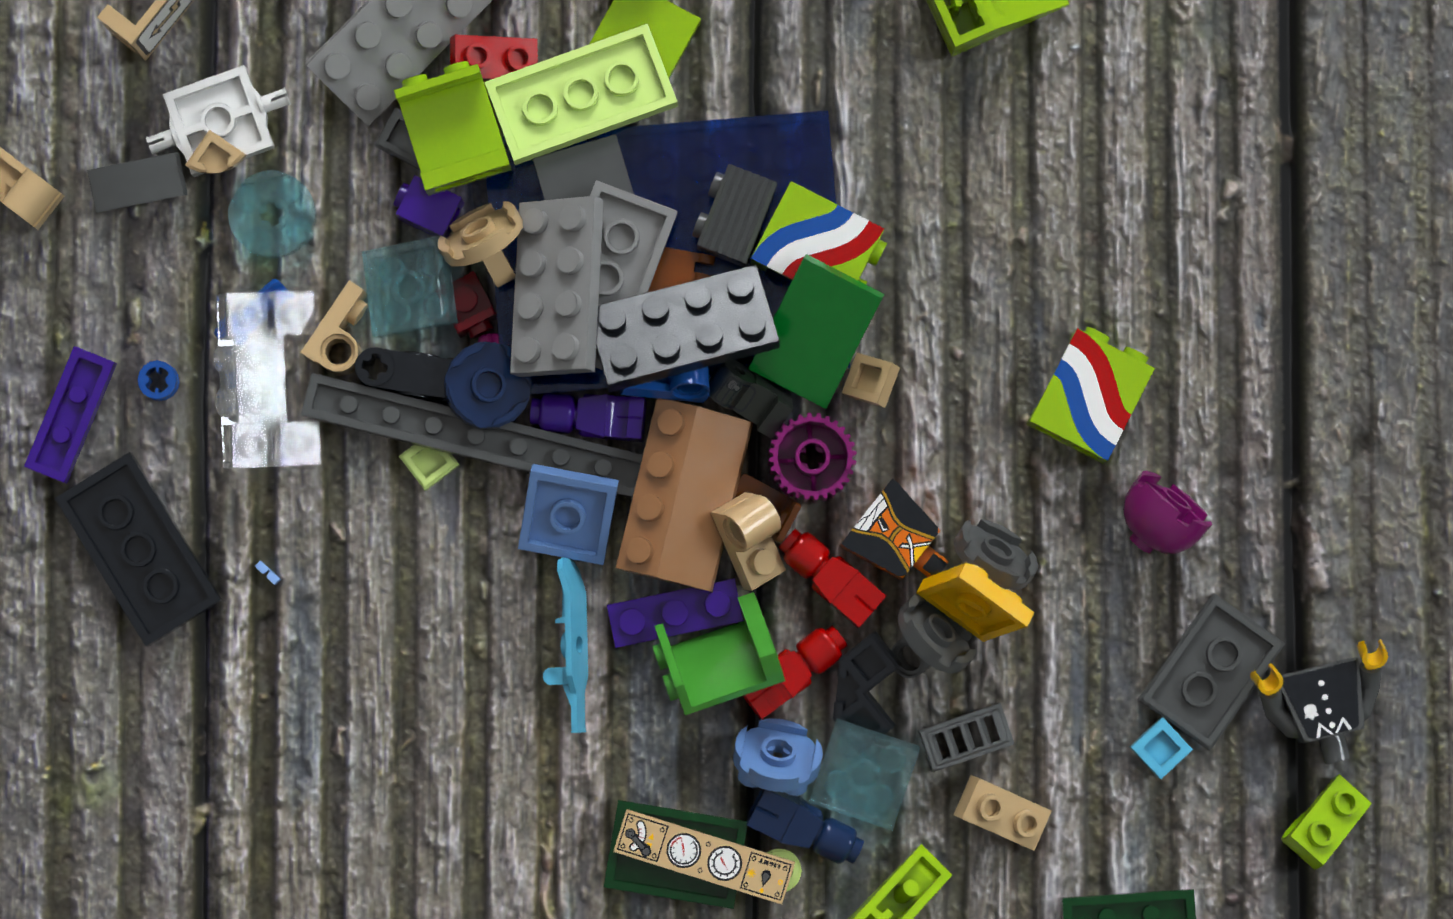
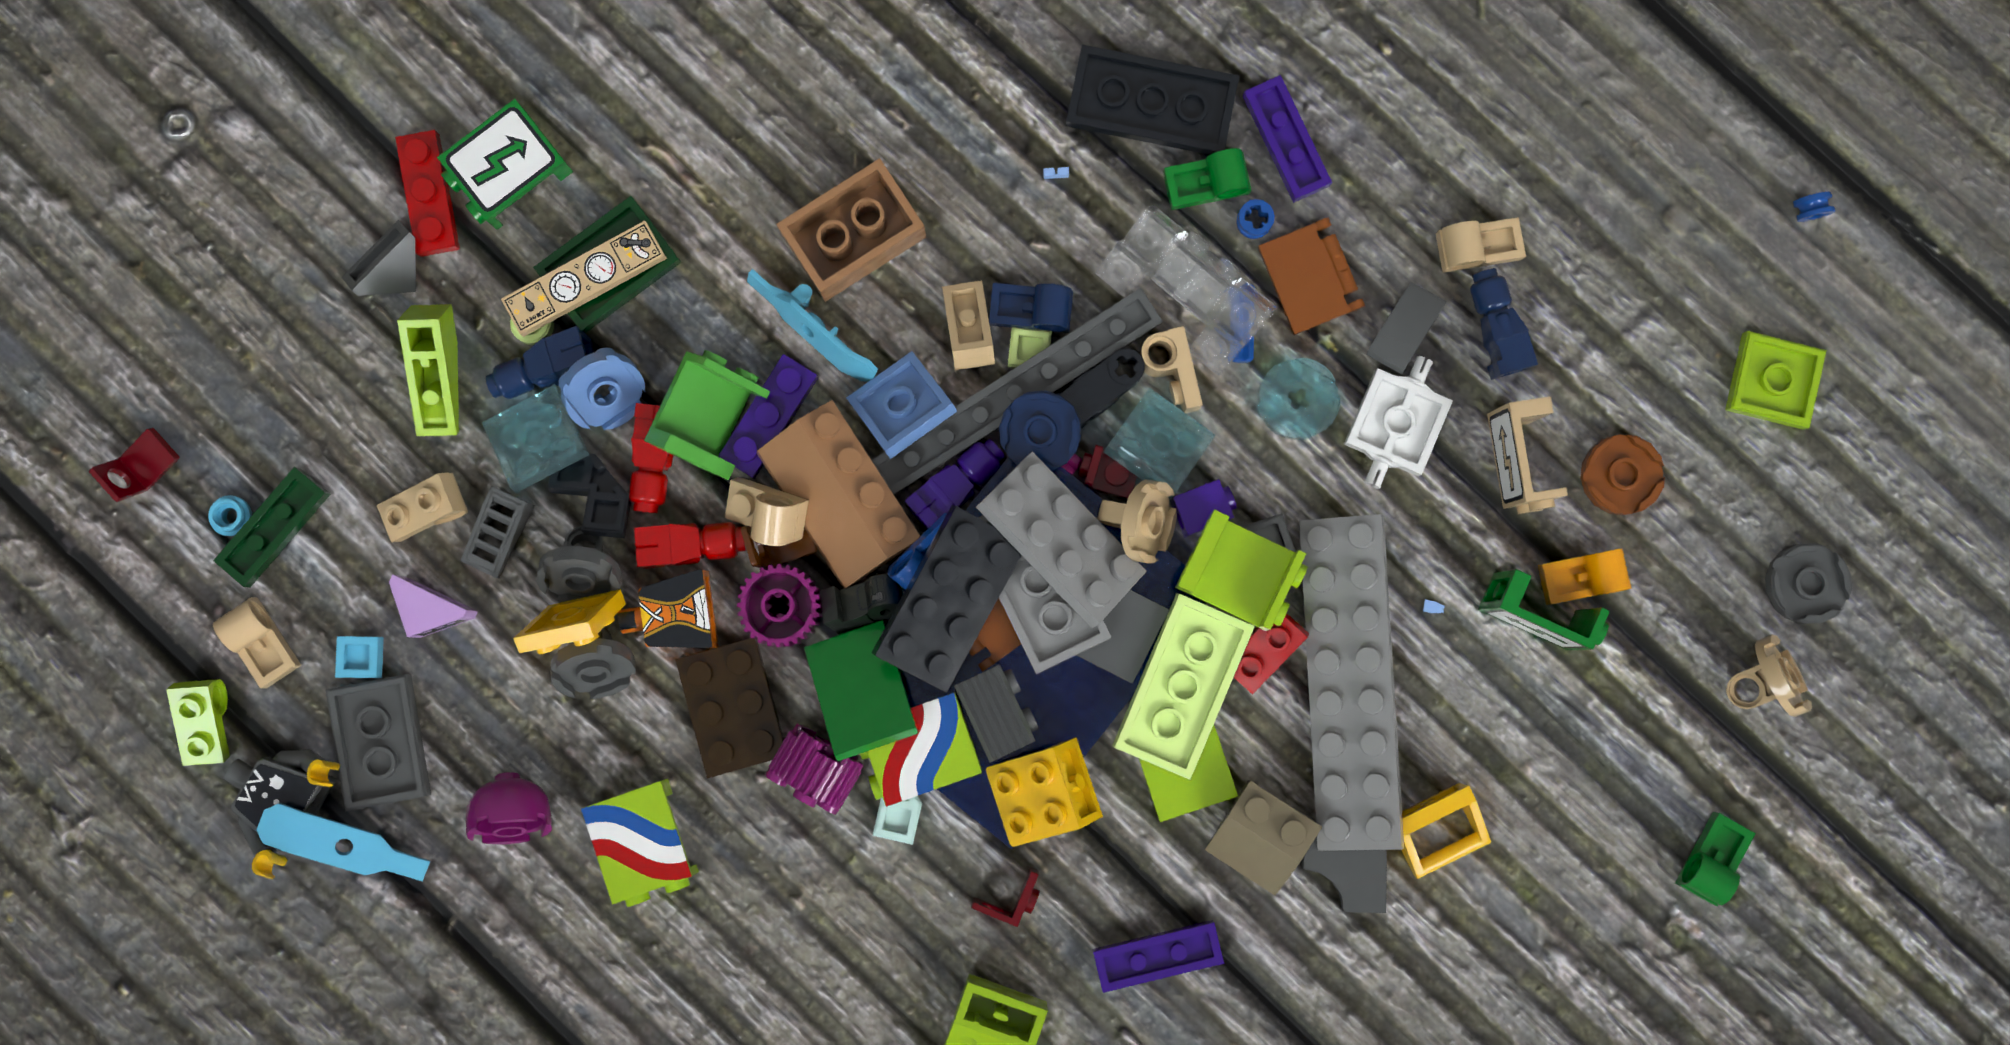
camera: 135 degrees right, 0 degrees up
(68, 109) = (1502, 328): none -> dark blue piece
(163, 446) = (1207, 180): none -> green plate
(164, 296) = (1310, 276): none -> dark orange piece
(214, 155) = (1376, 395): tan tile -> none
(395, 488) = (1031, 307): none -> dark blue plate
(455, 522) = (968, 325): none -> tan plate
(467, 683) = (852, 229): none -> medium nougat brick
(762, 122) = (1044, 793): none -> yellow bracket
(857, 63) = (1025, 902): none -> dark red bracket
(870, 380) = (794, 698): tan tile -> none
(892, 215) = (898, 820): none -> light aqua tile
(910, 312) = (813, 770): none -> magenta brick
(925, 425) = (731, 707): none -> dark brown plate
(1074, 731) = (426, 610): none -> lavender slope
(1225, 837) = (257, 641): none -> tan plate
(1320, 638) = (317, 839): none -> medium azure piece

